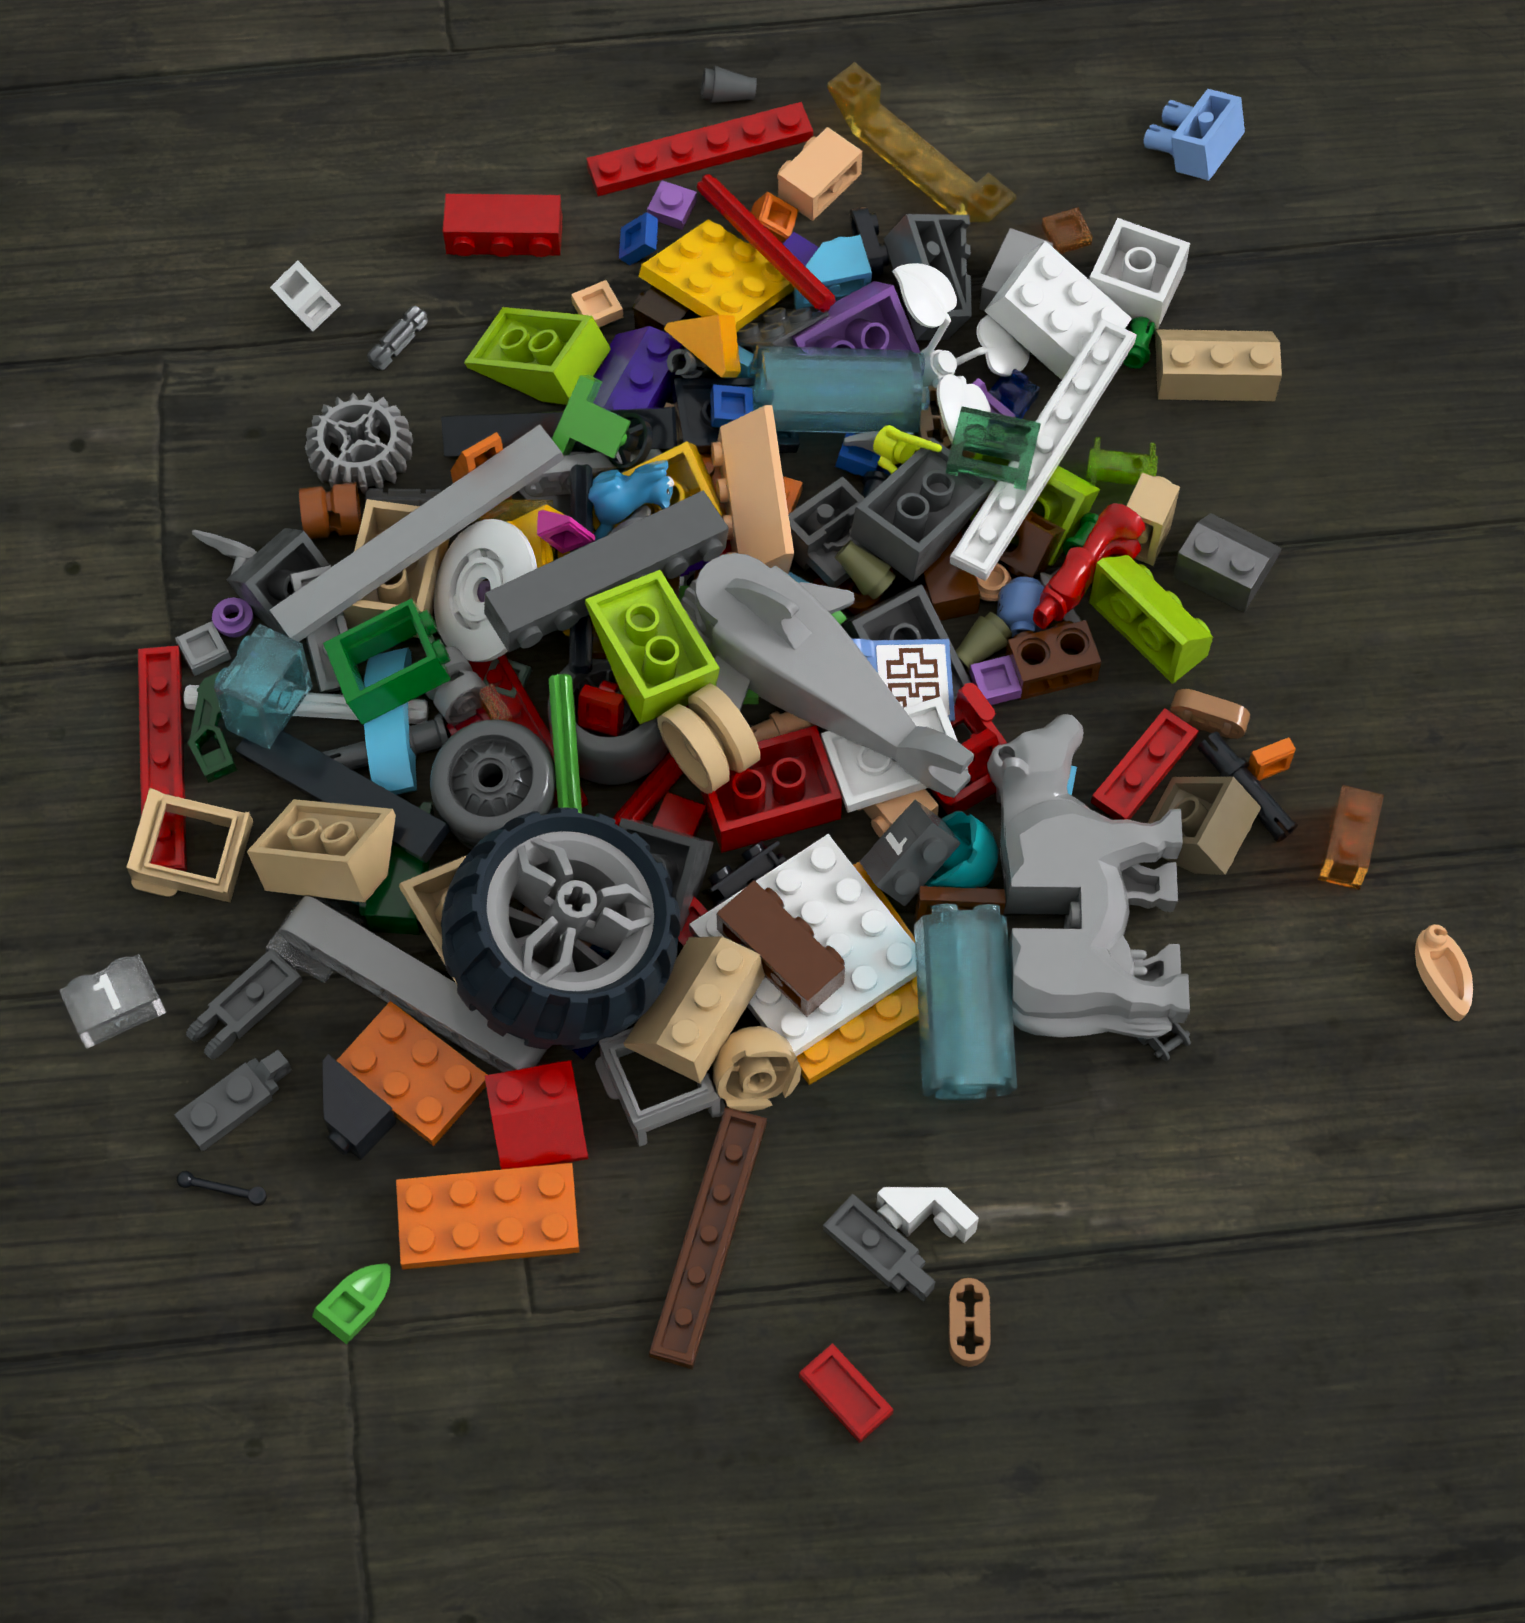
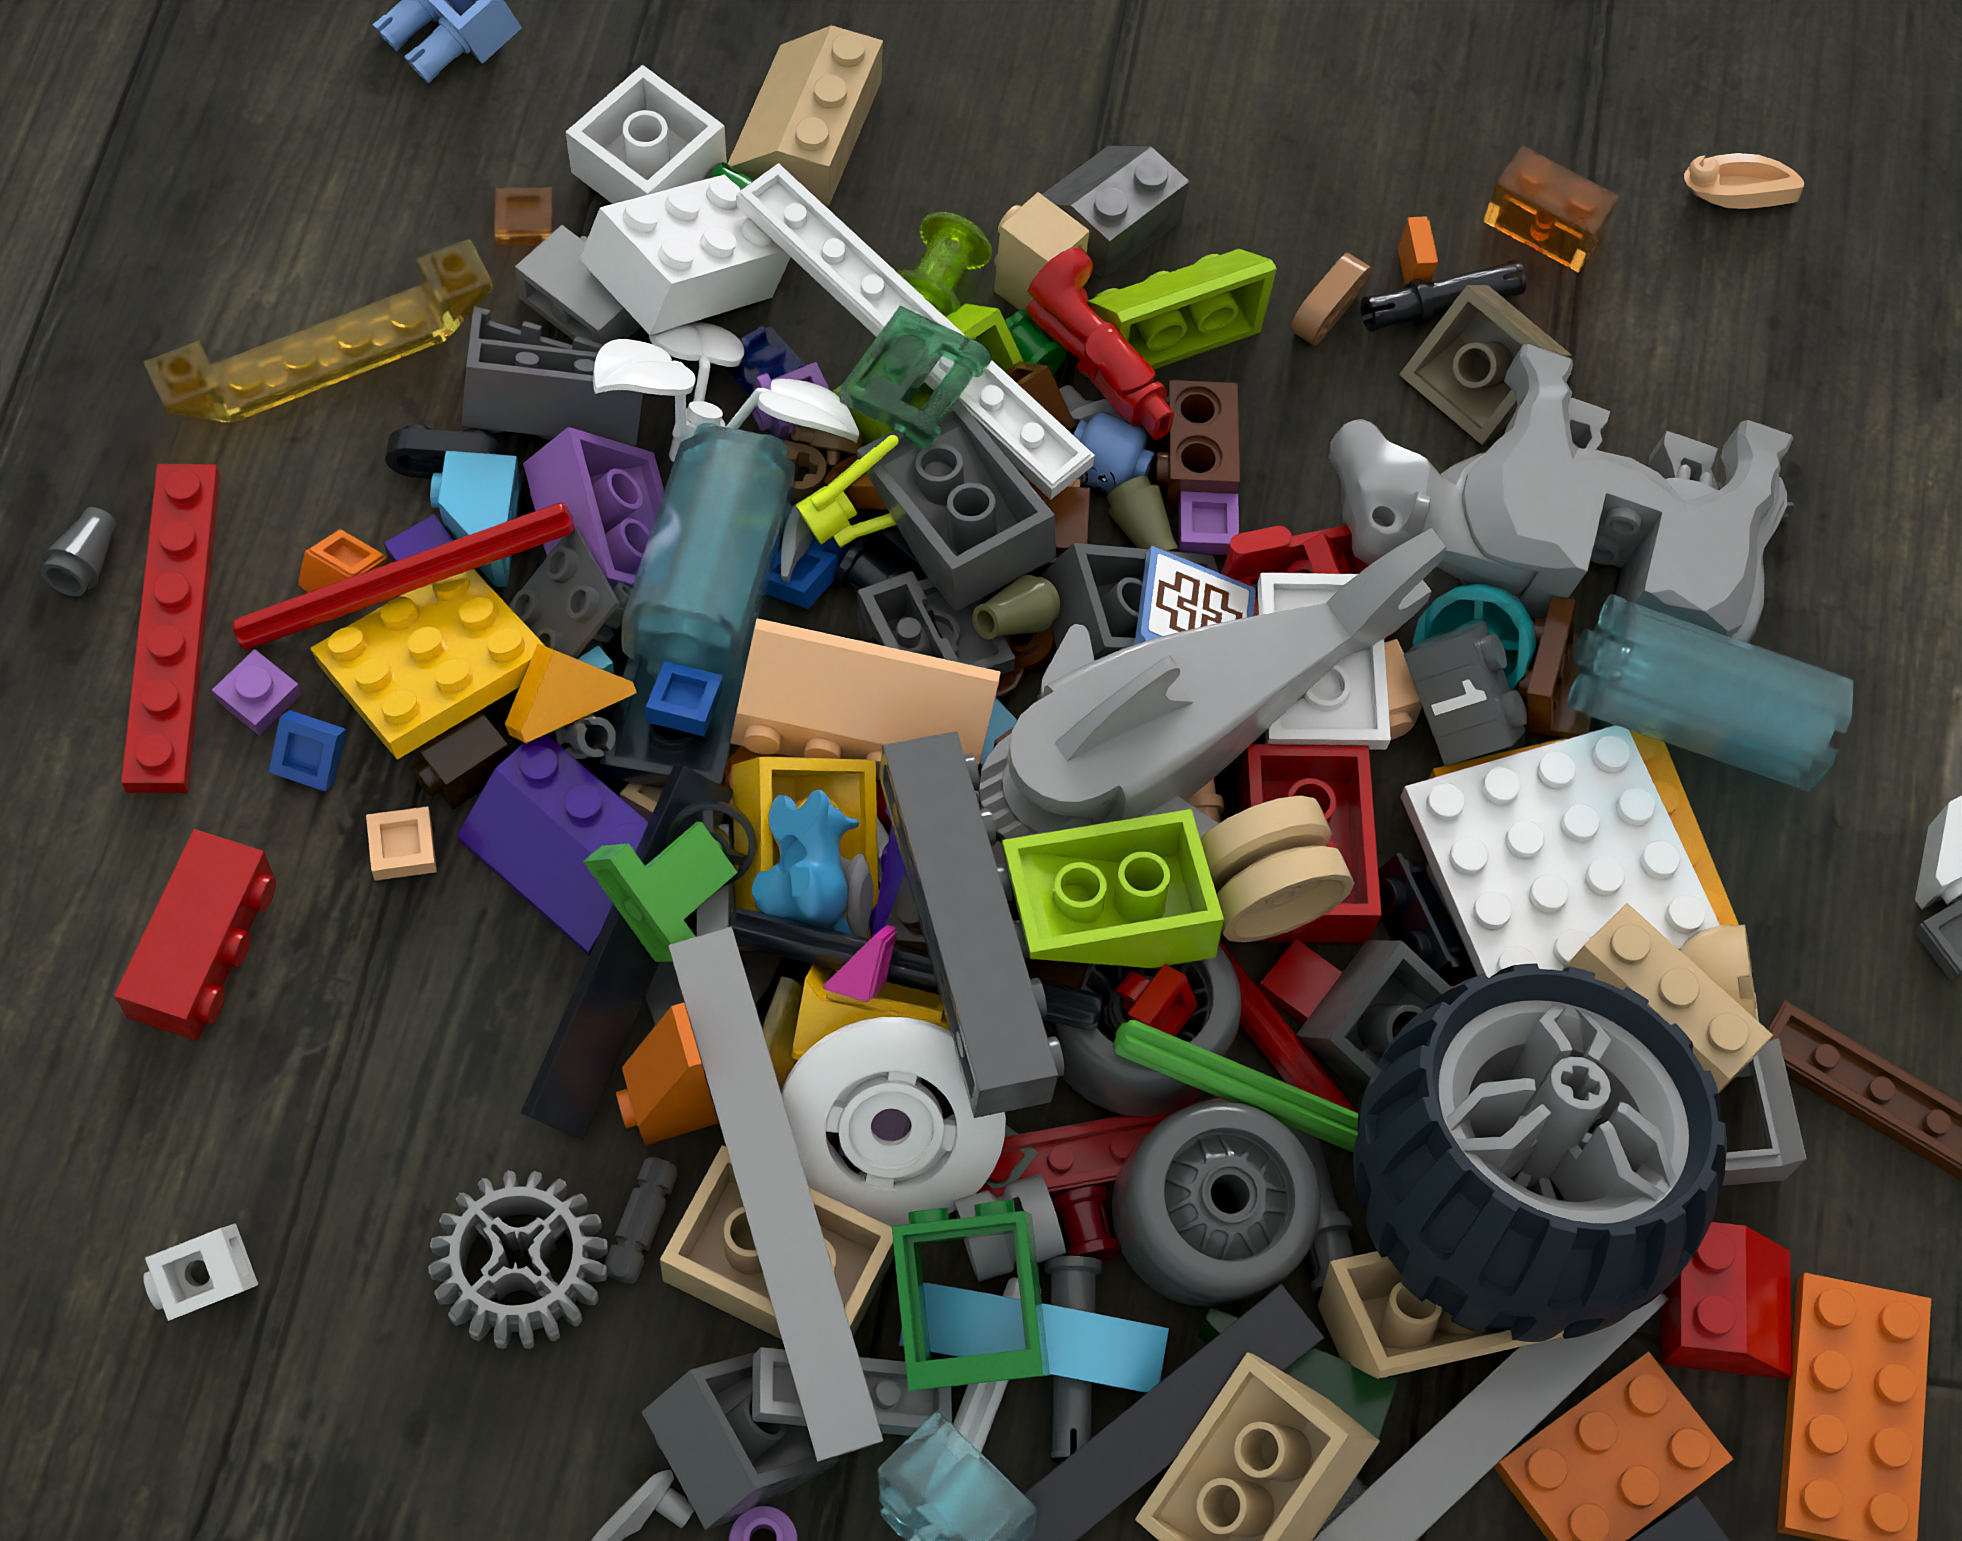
camera: 80 degrees left, 0 degrees up
(316, 508) = (632, 1342): dark orange wheel -> none
(397, 337) = (334, 1152): dark grey axle -> none
(493, 704) = (1081, 1170): clear orange tile -> none
(539, 352) = (454, 949): lime slope -> none
(787, 947) = (1588, 882): reddish brown brick -> none
(819, 173) = (299, 477): light nougat brick -> none
(1144, 766) = (1383, 391): red plate -> none

